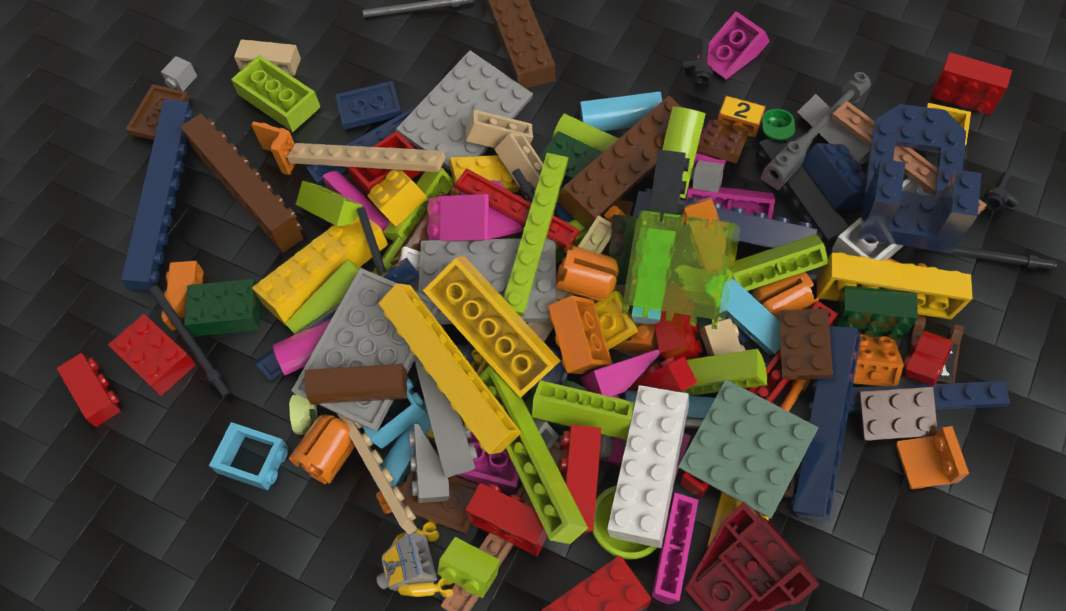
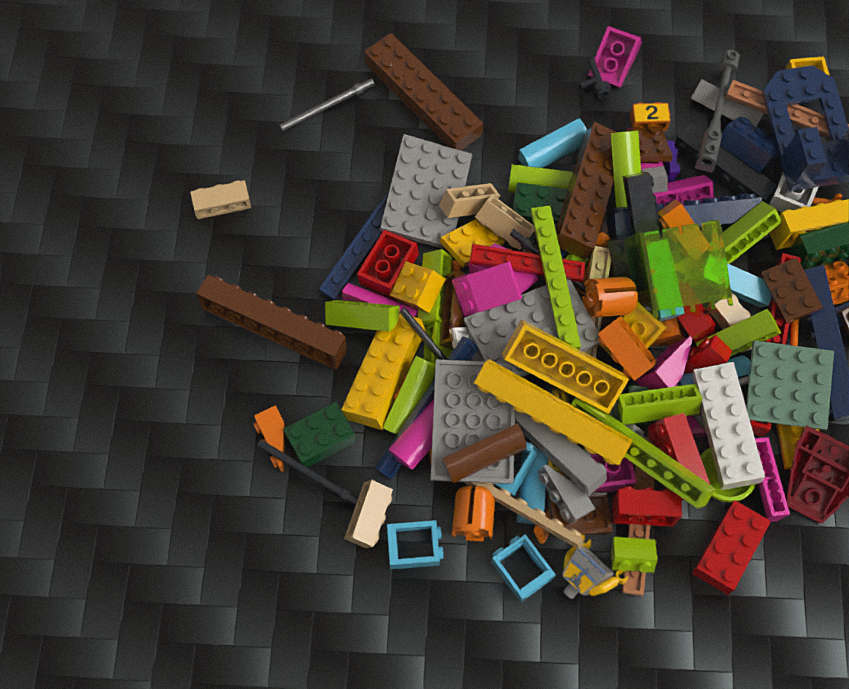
camera: 30 degrees left, 5 degrees up
(89, 389) = (246, 546): red brick -> none
(146, 118) = (150, 286): reddish brown plate -> none
(152, 354) = (283, 497): red brick -> none
(157, 198) = (203, 360): dark blue brick -> none
(179, 74) = (147, 243): light grey brick -> none
(222, 405) = (369, 514): none -> tan brick
(276, 93) = (251, 231): lime brick -> none
(278, 142) = (282, 274): orange bracket -> none
(301, 414) = (435, 494): yellowish green rock -> none
(352, 554) = (537, 583): none -> medium azure window
(367, 157) = (373, 262): tan plate -> none
(368, 105) = (337, 213): dark blue plate -> none
(740, 173) = (673, 167): none -> dark purple plate
(778, 124) = (684, 115): green cap -> none
(786, 294) = (766, 258): orange cylinder -> none
(971, 83) = (811, 30): red brick -> none

